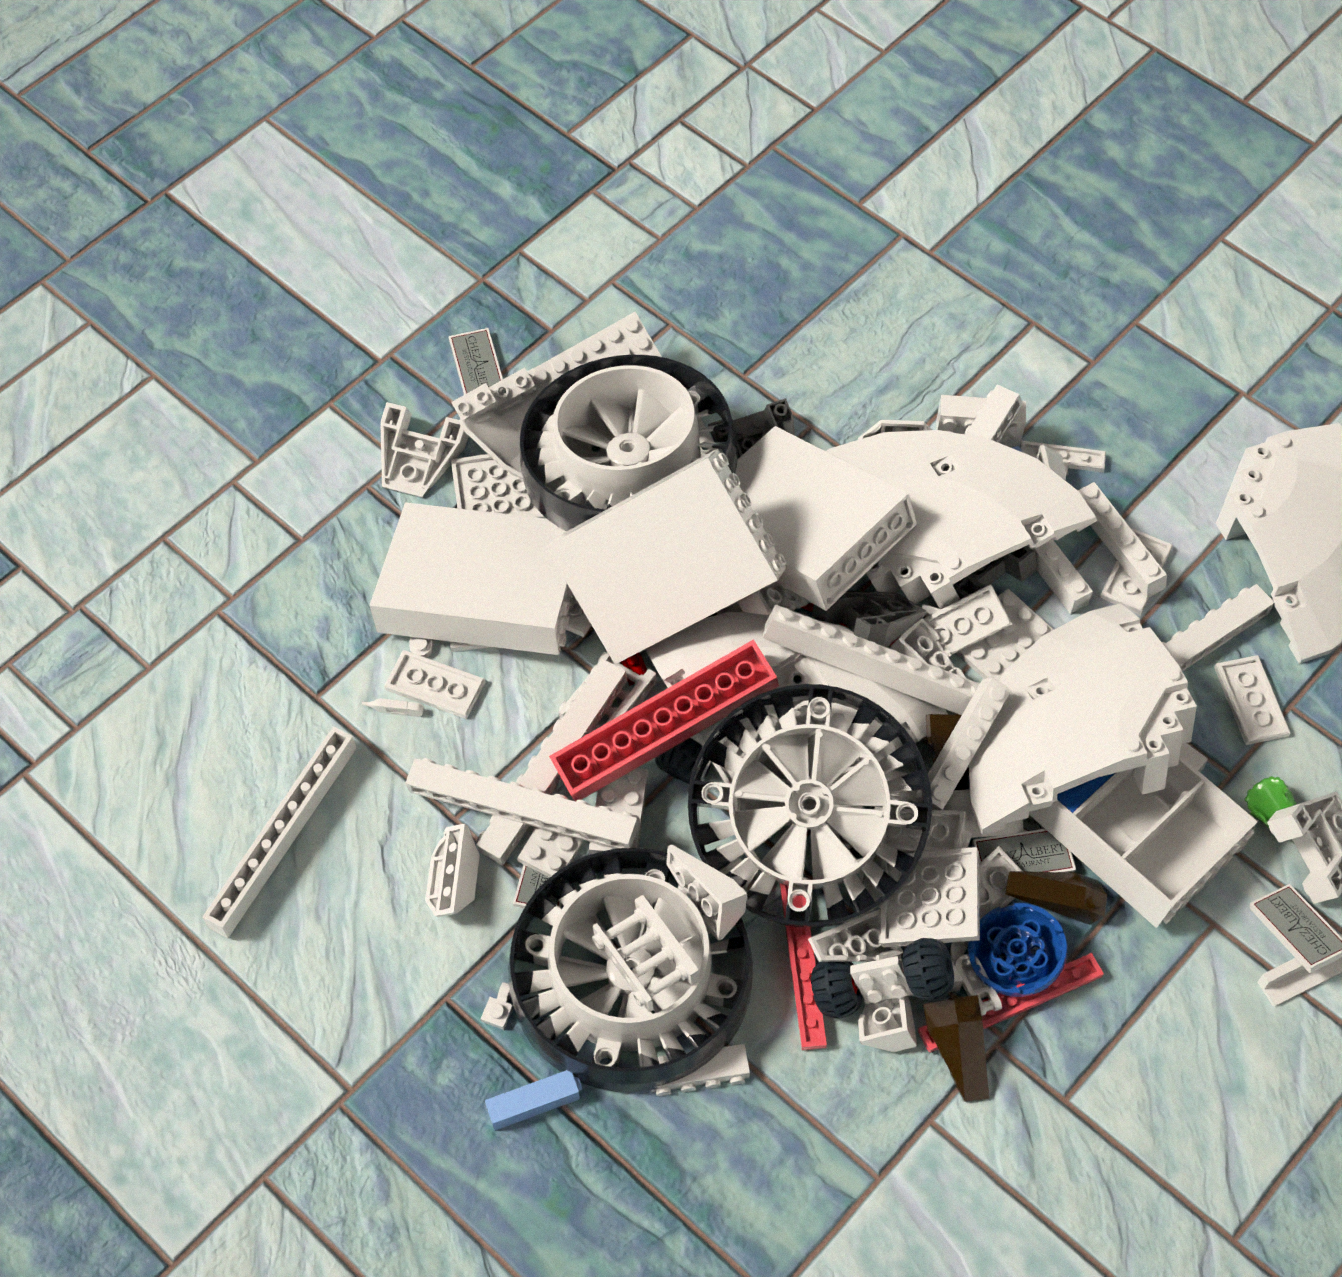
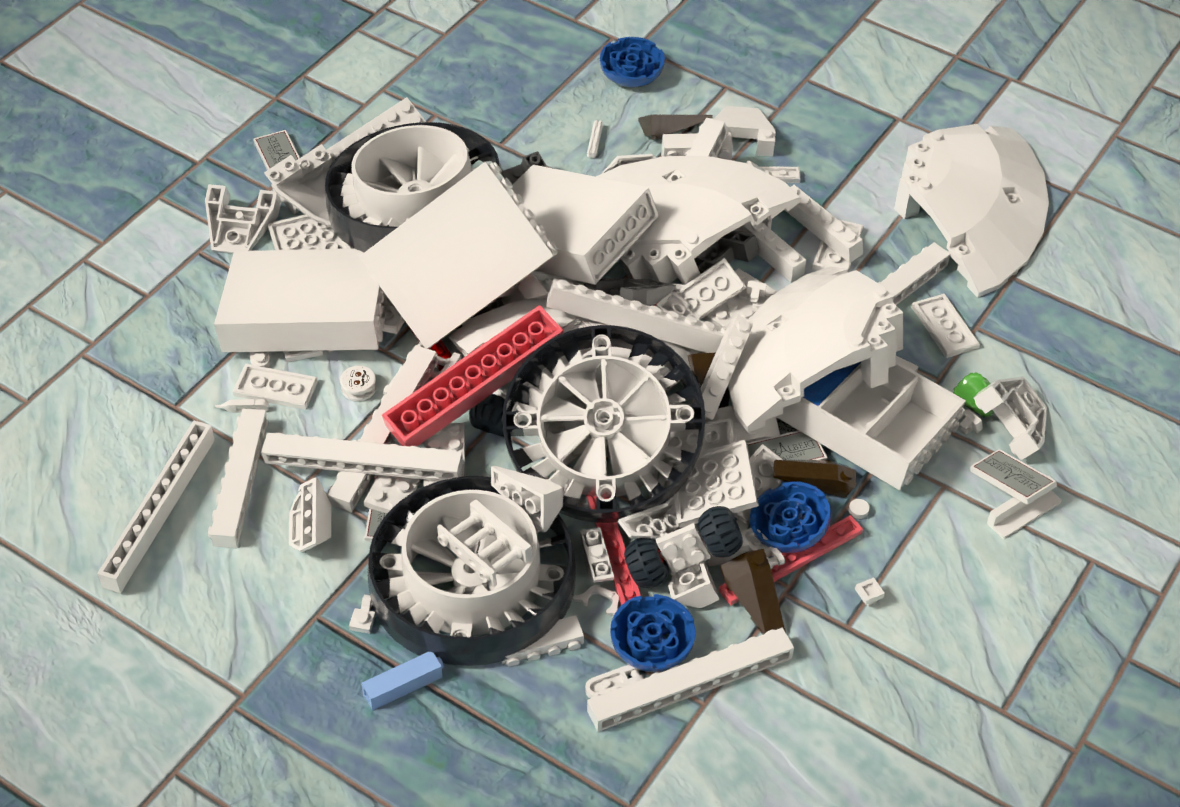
camera: 10 degrees left, 10 degrees down
(377, 805) = (238, 478): none -> white brick
(531, 693) = (358, 383): none -> white head
(774, 1009) = (597, 589): none -> white helmet
(777, 1137) = (612, 679): none -> white plate
(779, 969) = (596, 555): none -> white slope
(852, 1063) = (650, 620): none -> blue brick
(859, 382) = (595, 138): none -> white axle
(866, 1146) = (689, 679): none -> white brick
(906, 275) = (632, 61): none -> blue brick
(944, 374) = (666, 124): none -> dark brown wedge
(1024, 627) = (756, 290): none -> white tile
(1050, 381) = (752, 124): none -> white wedge
(1098, 1060) = (869, 591): none -> white tile
(1103, 943) = (858, 508): none -> white tile
(1260, 843) = (971, 422): none -> white tile

